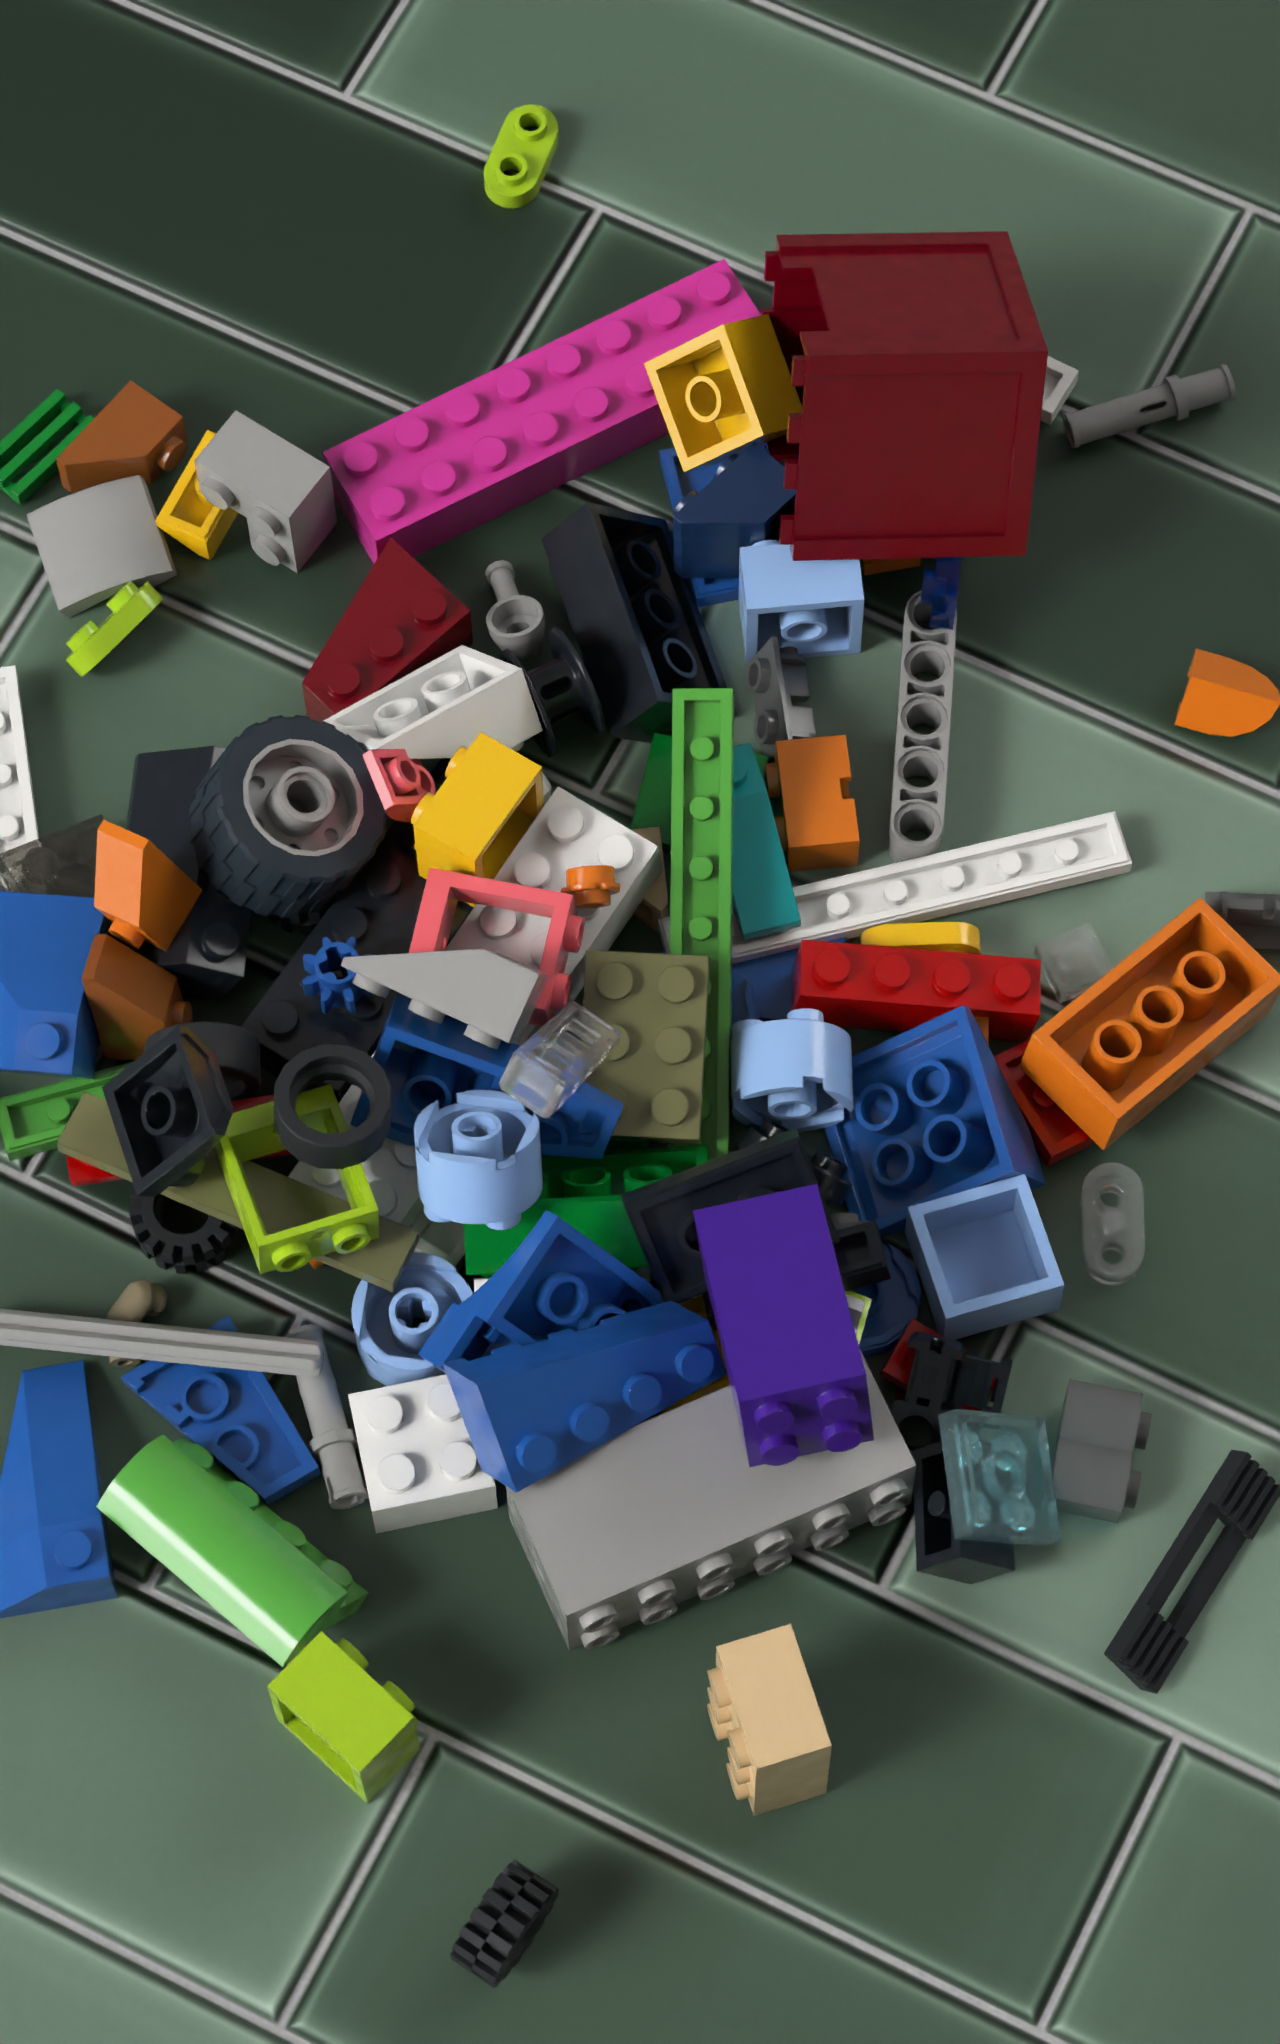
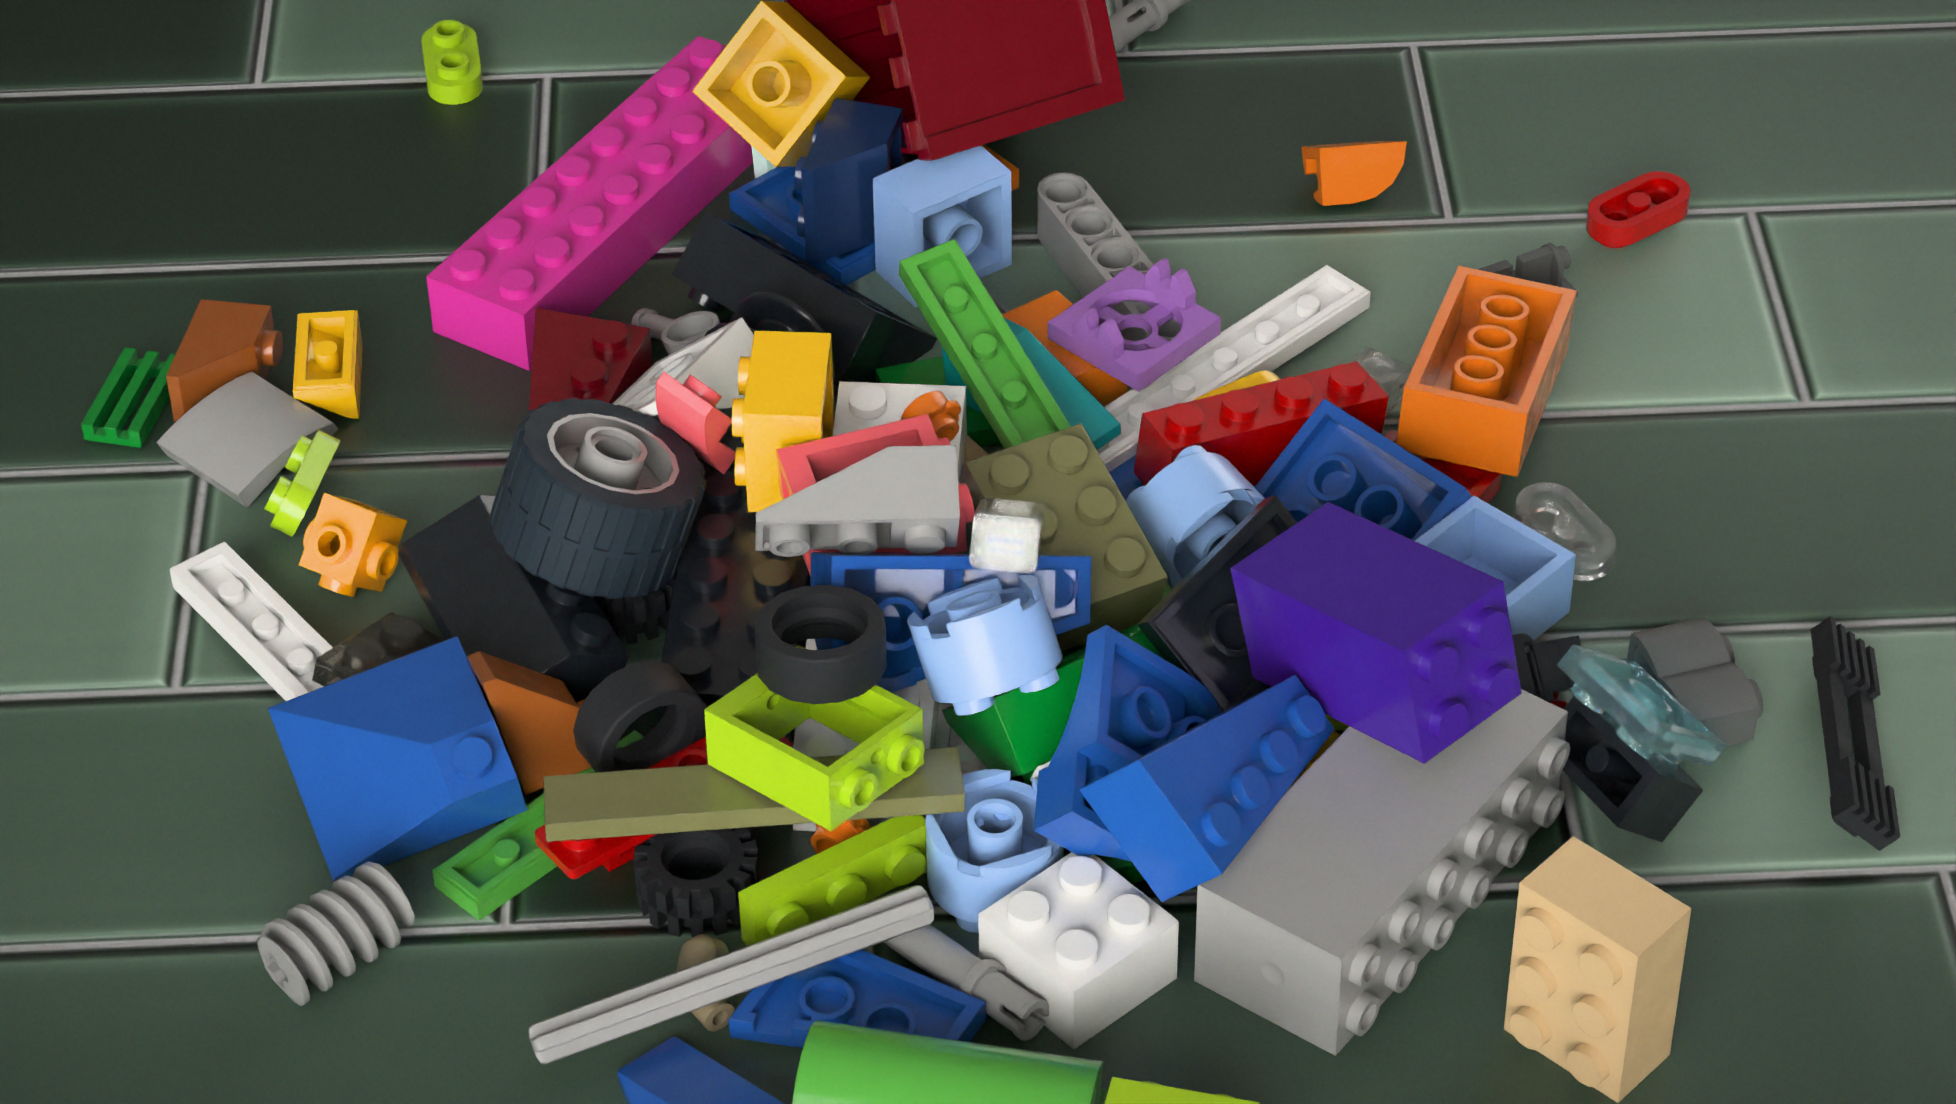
camera: 30 degrees left, 25 degrees down
(108, 725) = (352, 545): none -> light orange brick
(140, 888) = (489, 592): orange slope -> none
(169, 1111) = (657, 720): black slope -> none
(228, 1287) = (835, 879): none -> lime plate
(272, 485) = (399, 308): light grey brick -> none
(333, 992) = (732, 591): blue gear -> none
(853, 872) = (1142, 360): none -> medium lavender piece
(941, 591) = (1068, 156): clear blue plate -> none

